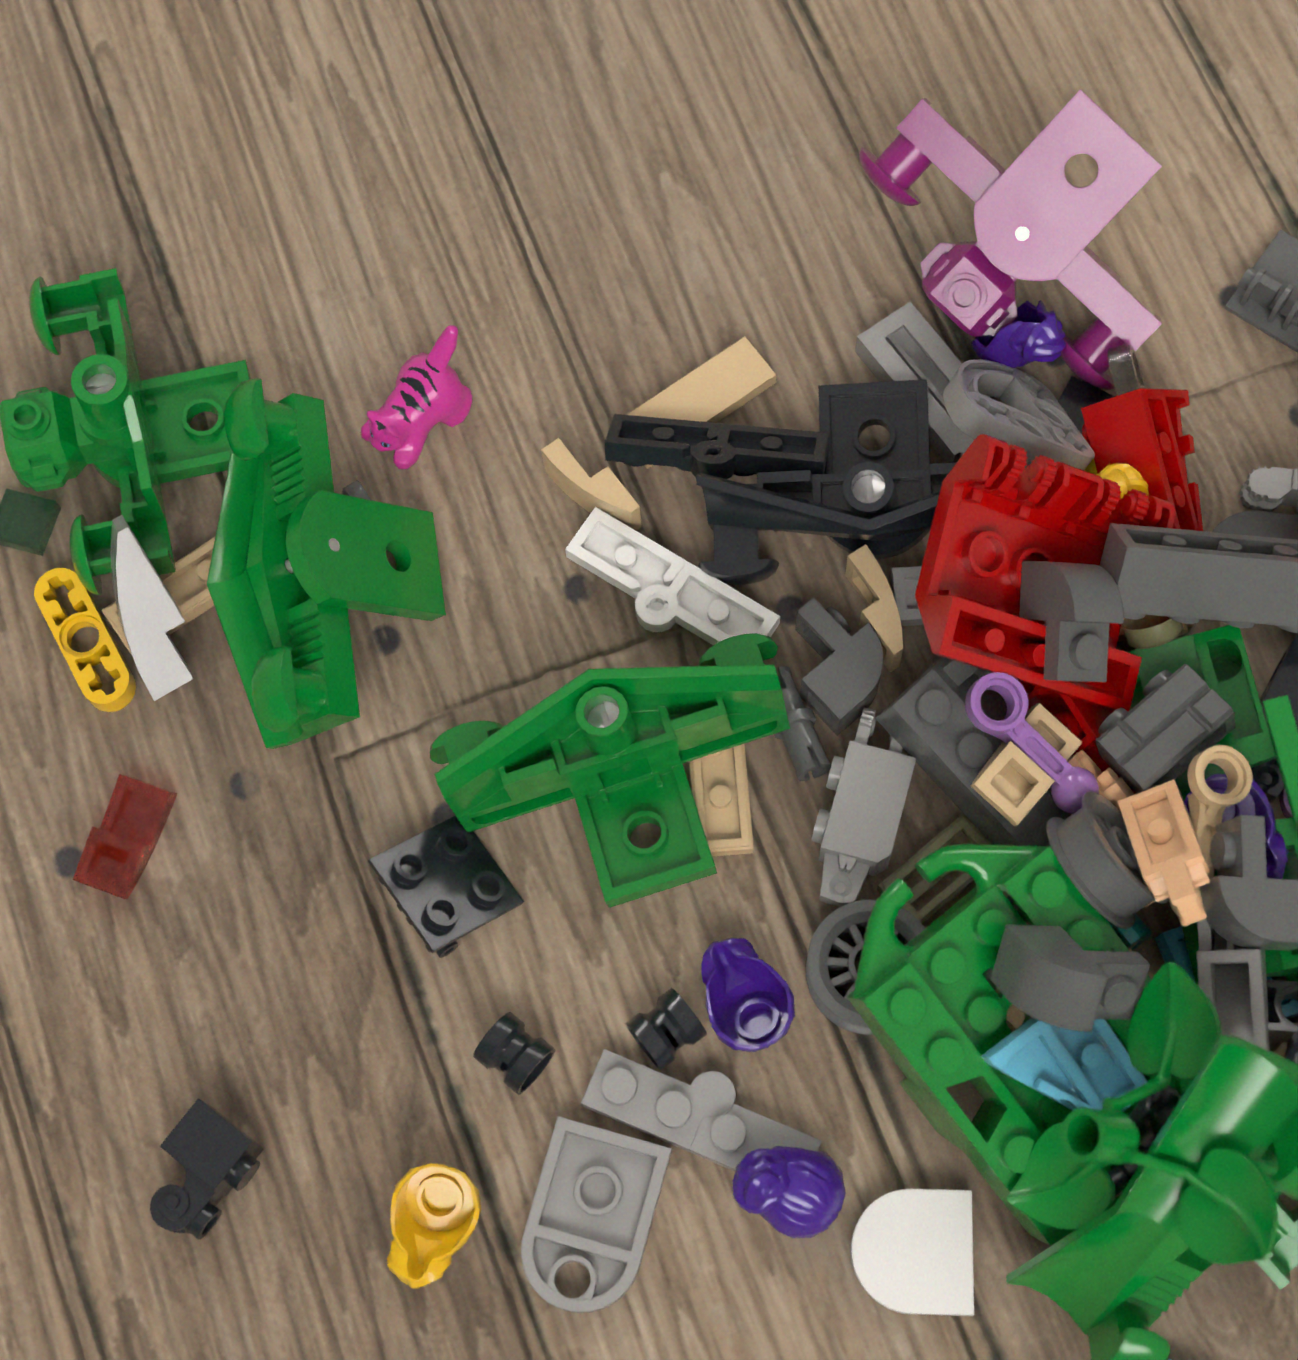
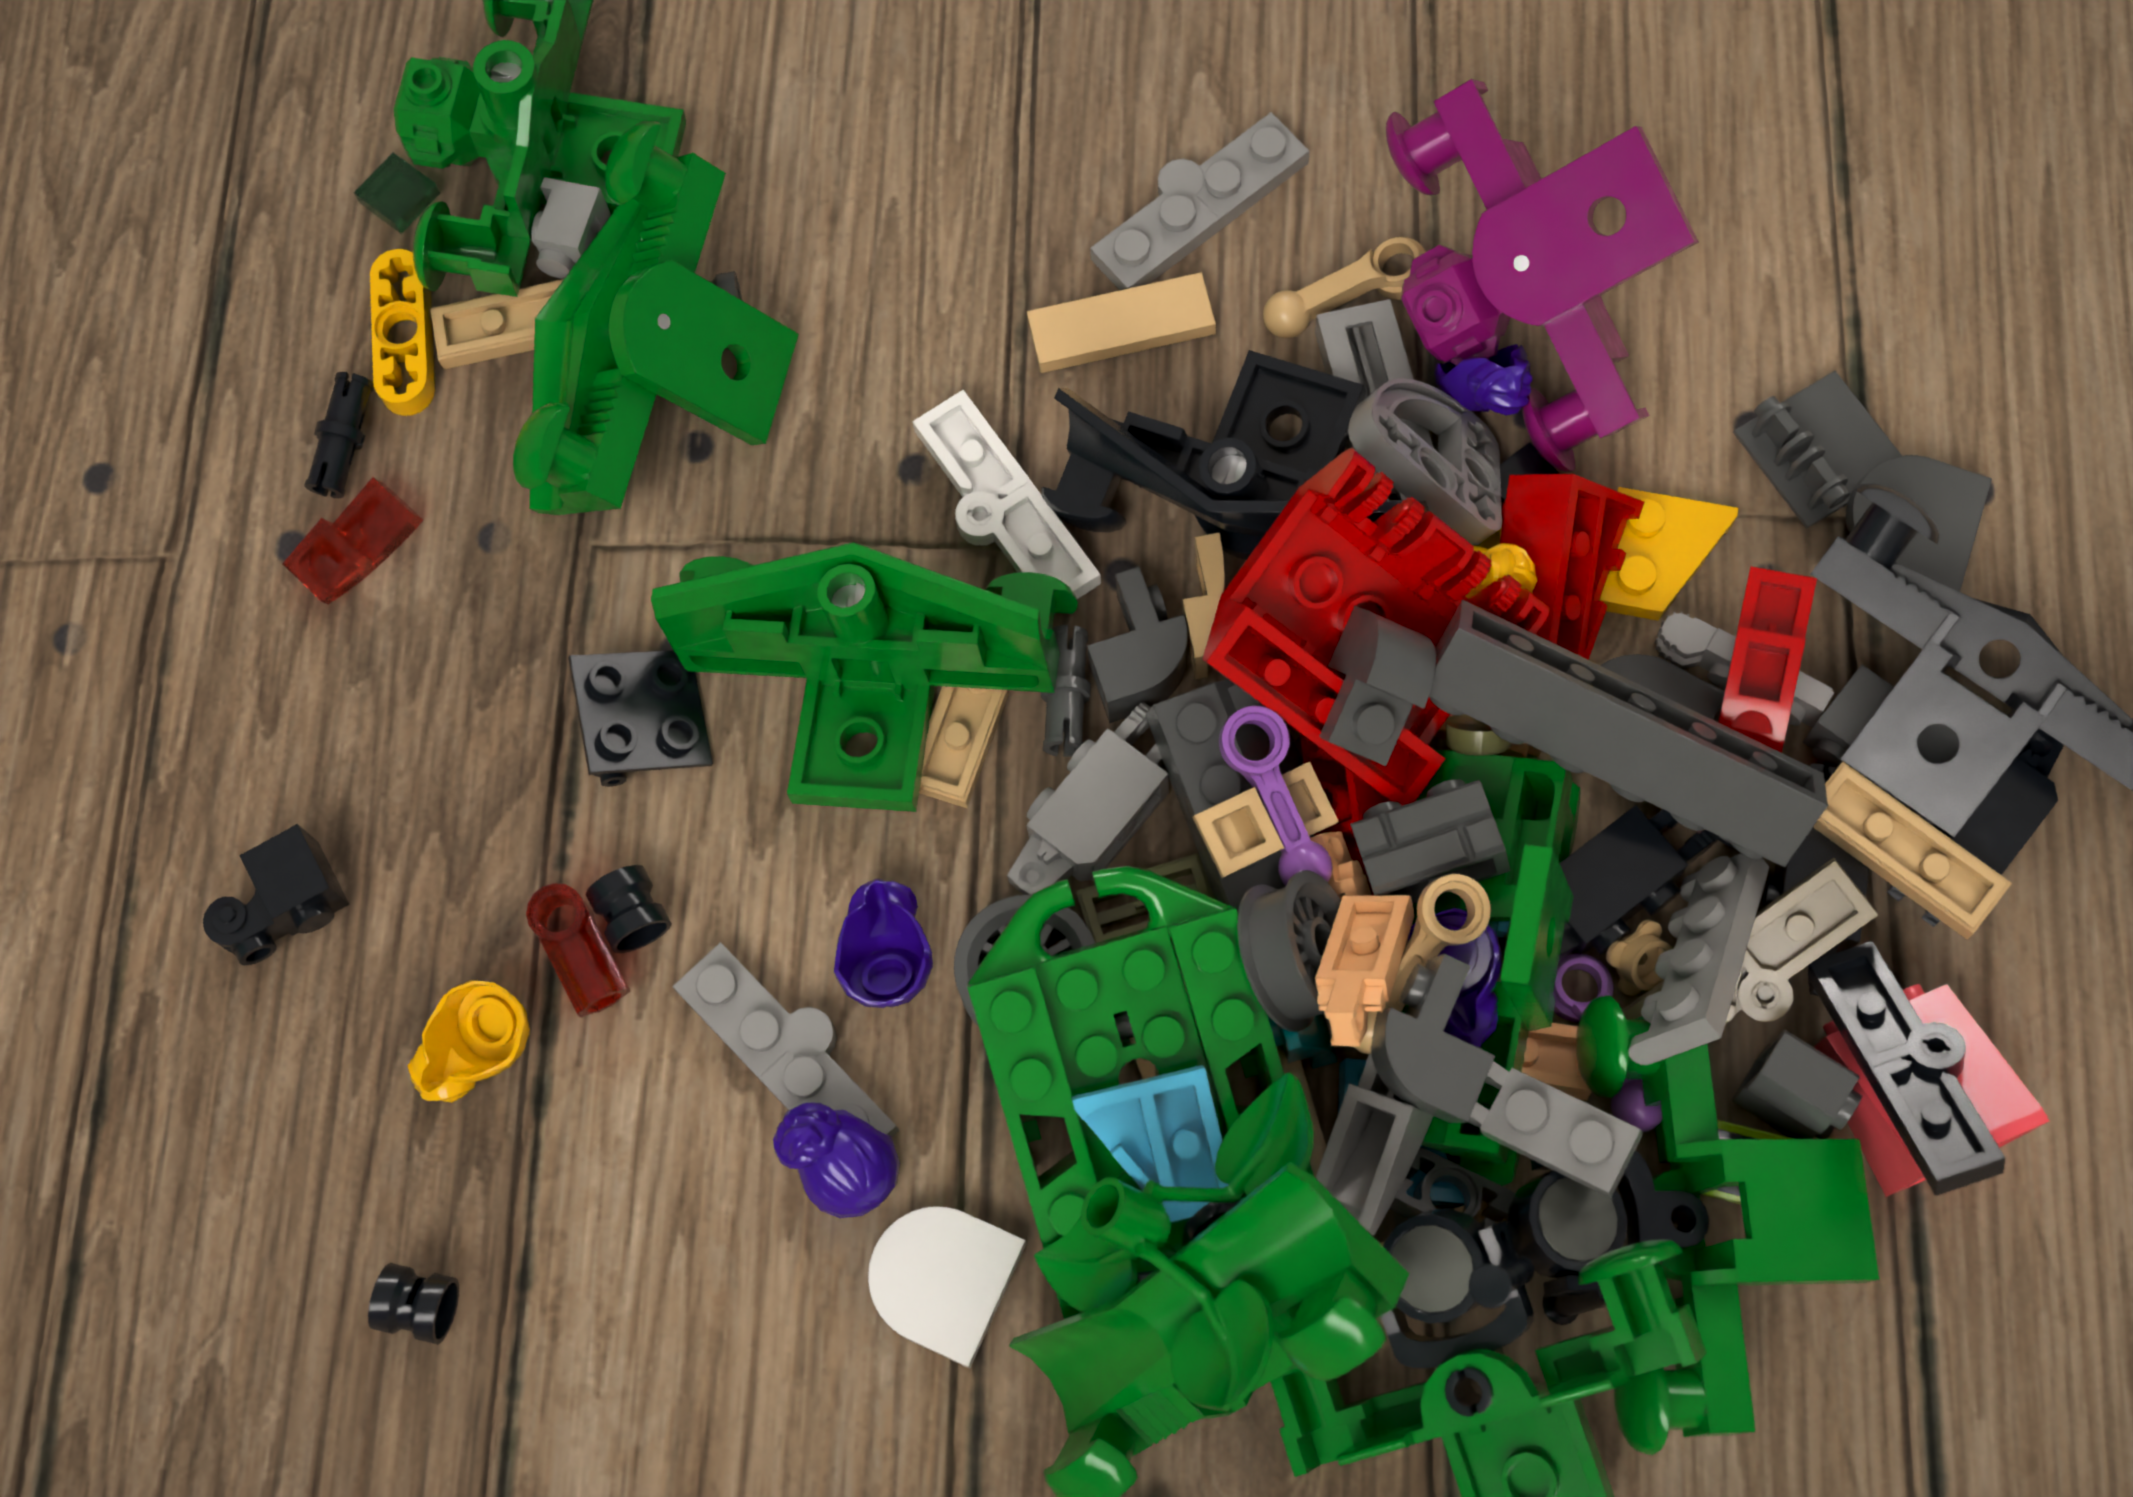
camera: 25 degrees right, 0 degrees up
(72, 749) = (339, 435): none -> black pin
(146, 613) = (461, 323): slope -> none
(194, 495) = (567, 224): none -> light grey brick
(423, 395) = (840, 213): dark pink animal -> none
(491, 1108) = (577, 953): none -> clear red piece
(593, 1211) = (638, 1099): light grey tile -> none
(599, 491) = (969, 373): tan slope -> none
(666, 1029) = (789, 947): black wheel -> none
(713, 281) = (1199, 203): none -> light grey hinge
(714, 447) = (1109, 374): black hinge -> none
(829, 342) = (1290, 312): none -> tan piece
(1063, 985) = (1179, 1056): dark grey brick -> none
(1125, 369) = (1579, 451): clear smoke tile -> none
(1218, 422) = (1663, 552): none -> yellow wing

